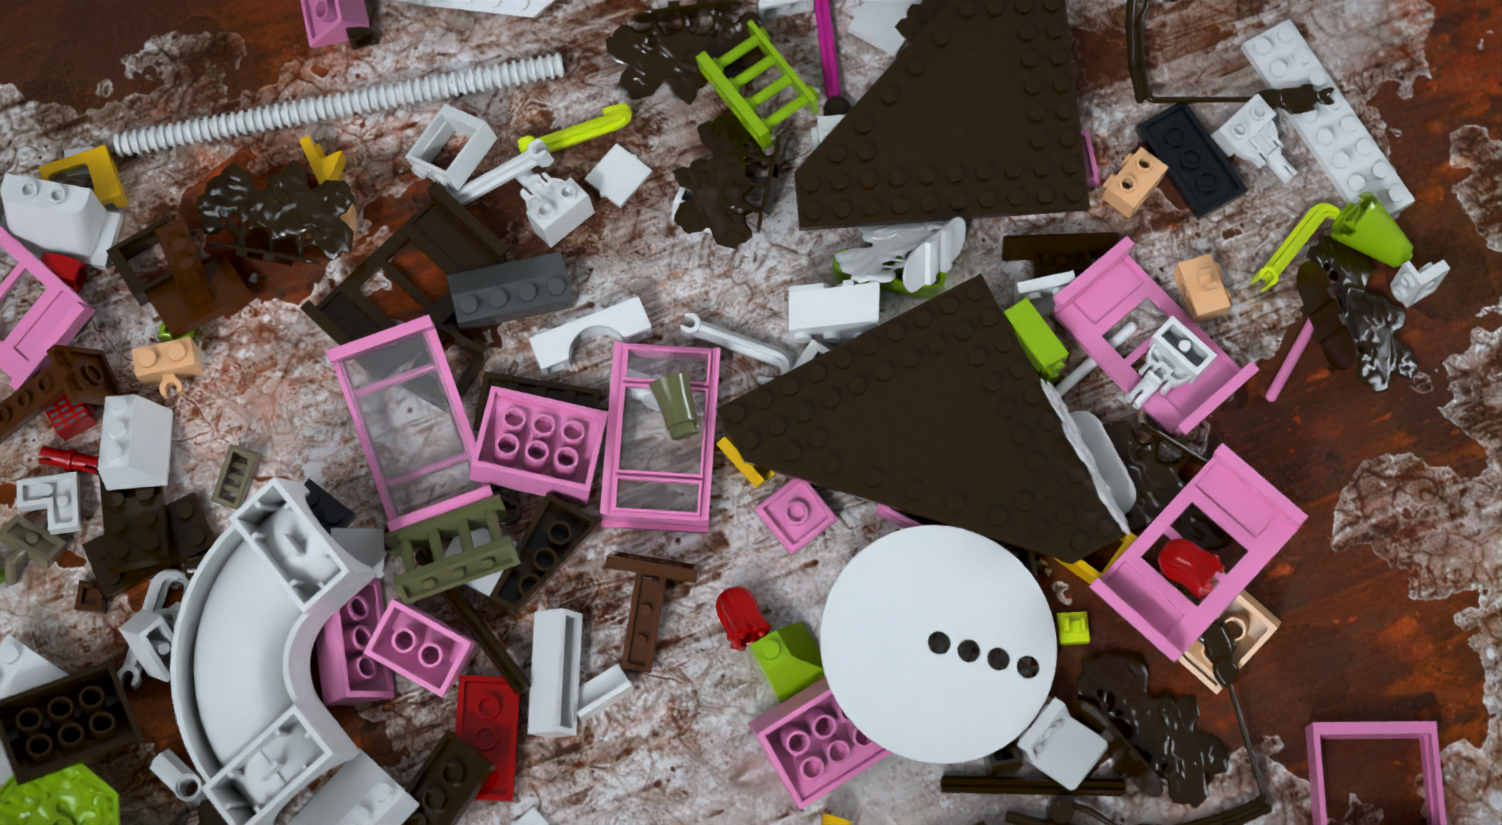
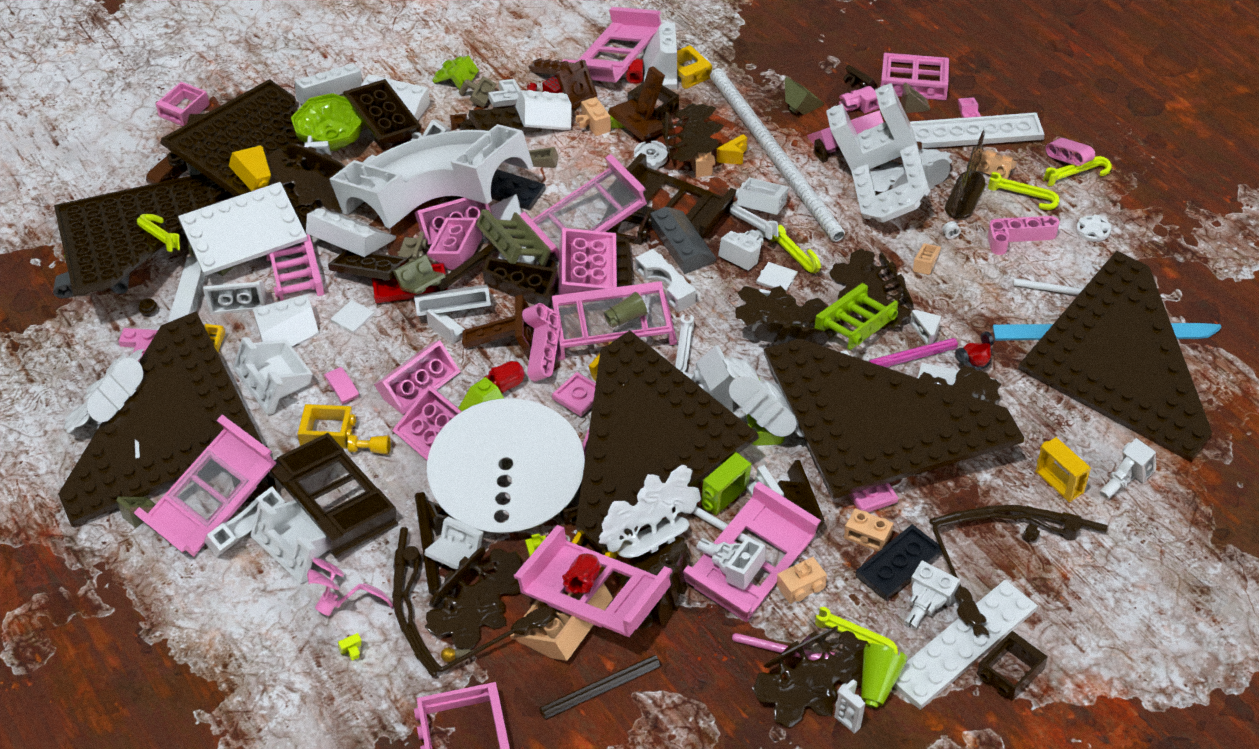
camera: 80 degrees right, 25 degrees down
(224, 30) = (800, 98): none -> olive slope
(271, 290) = (657, 148): none -> white plate
(409, 725) = (413, 247): none -> dark tan bracket
(506, 716) = (417, 275): none -> olive bracket
(696, 544) = (544, 342): none -> bright pink beam
(704, 754) = (408, 381): none -> bright pink slope
(1238, 781) = (449, 654): none -> pearl gold piece
(1326, 598) = (599, 686): none -> dark brown axle
(1393, 62) = (1022, 650): none -> dark brown window

